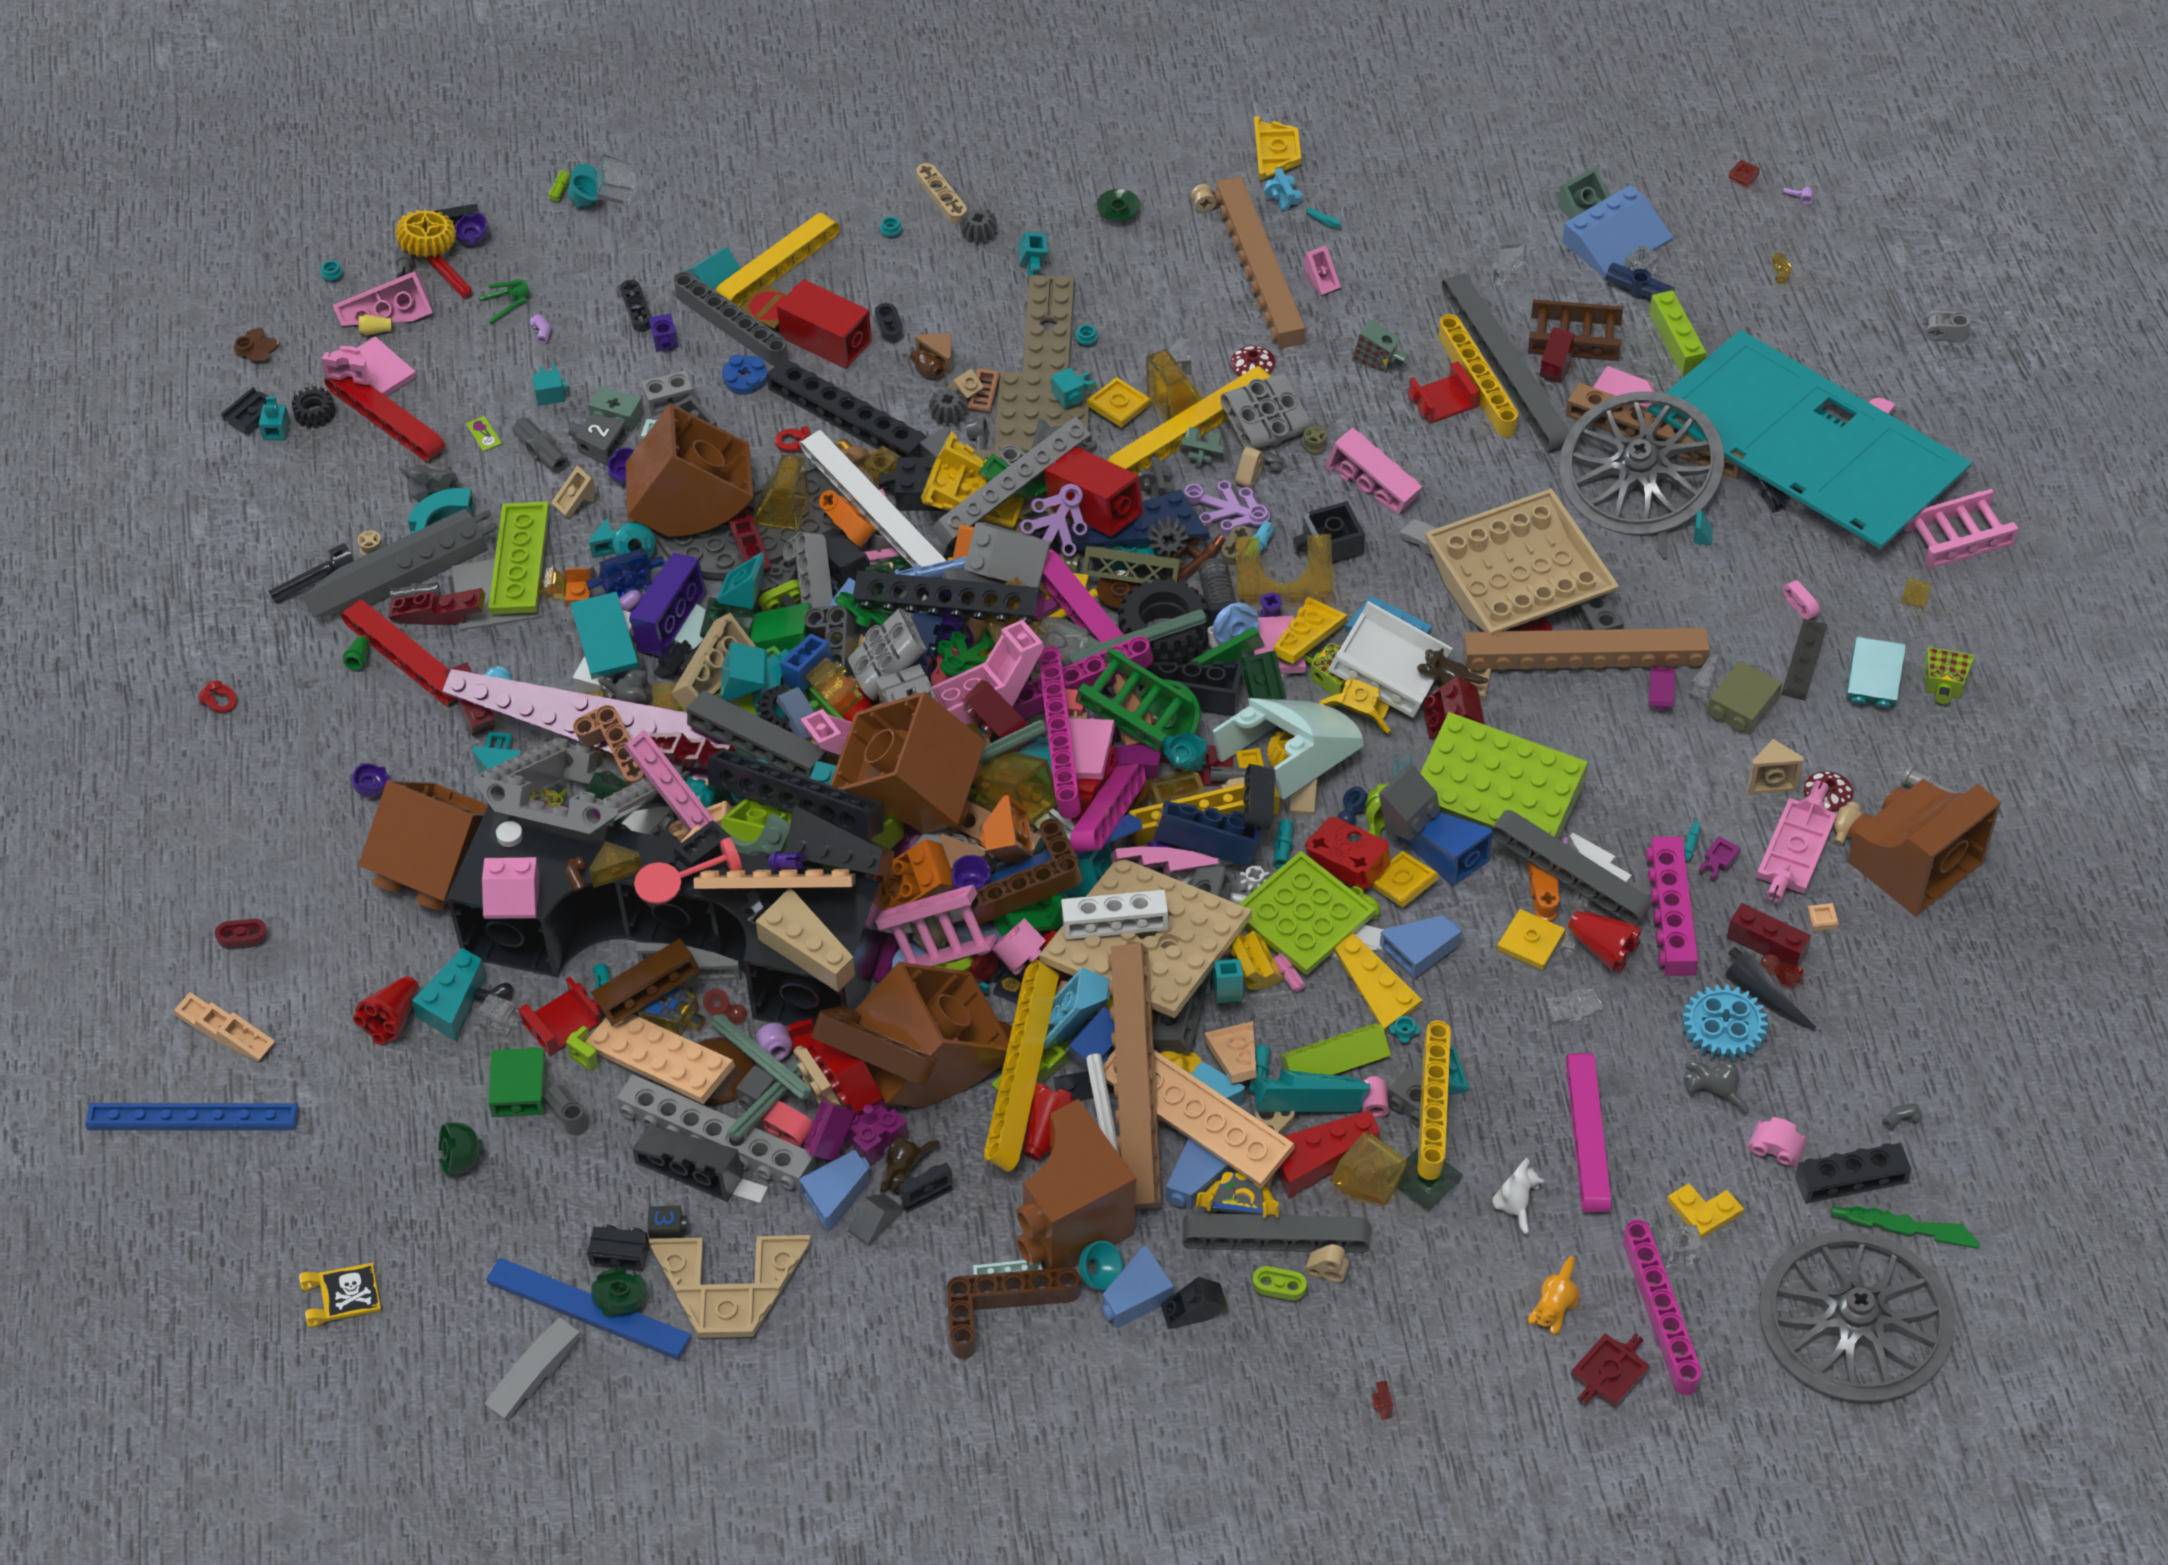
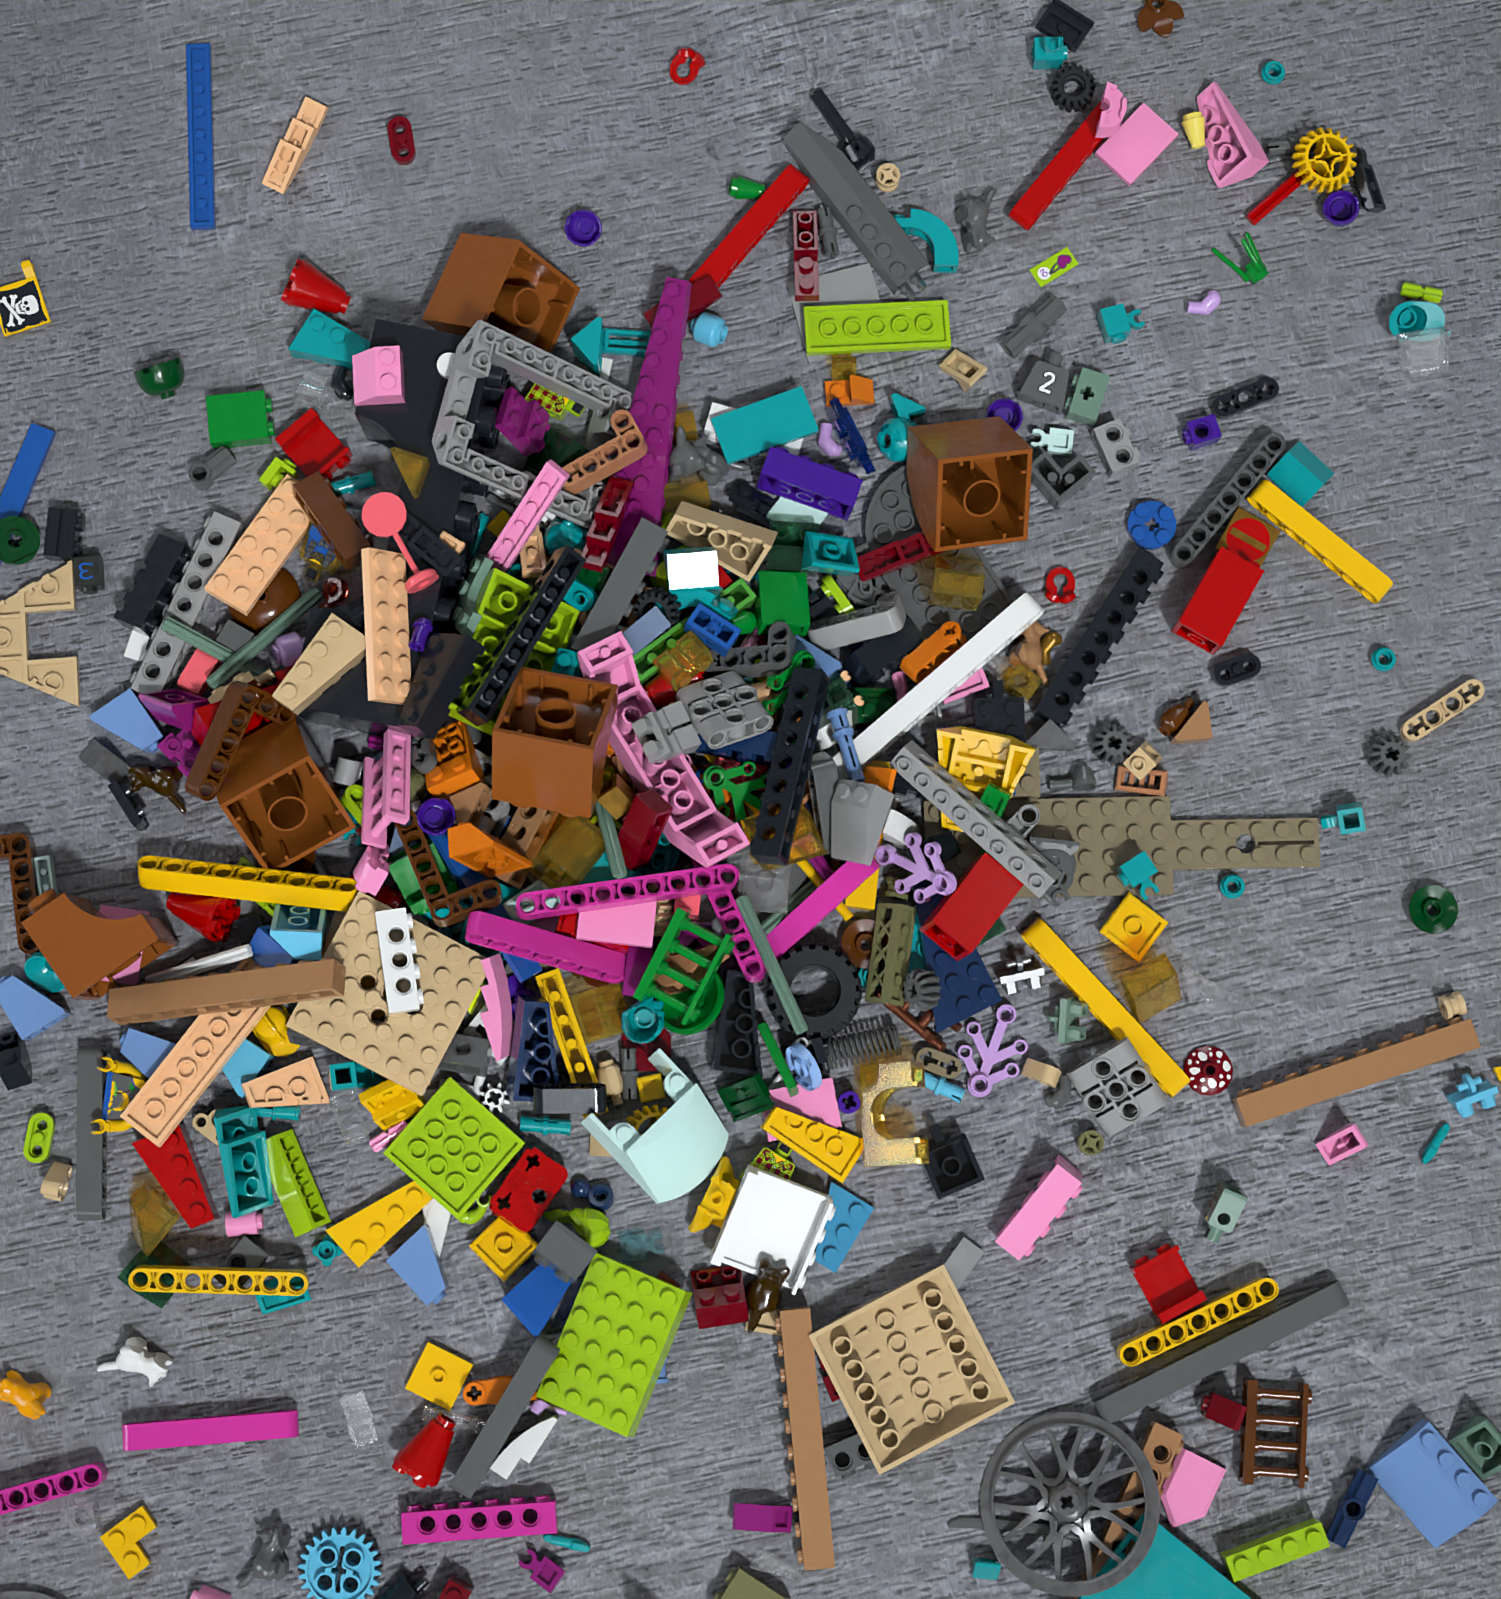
camera: 80 degrees right, 30 degrees up
(574, 875) = (402, 432): reddish brown arm -> none
(899, 891) = (423, 754): none -> dark grey beam

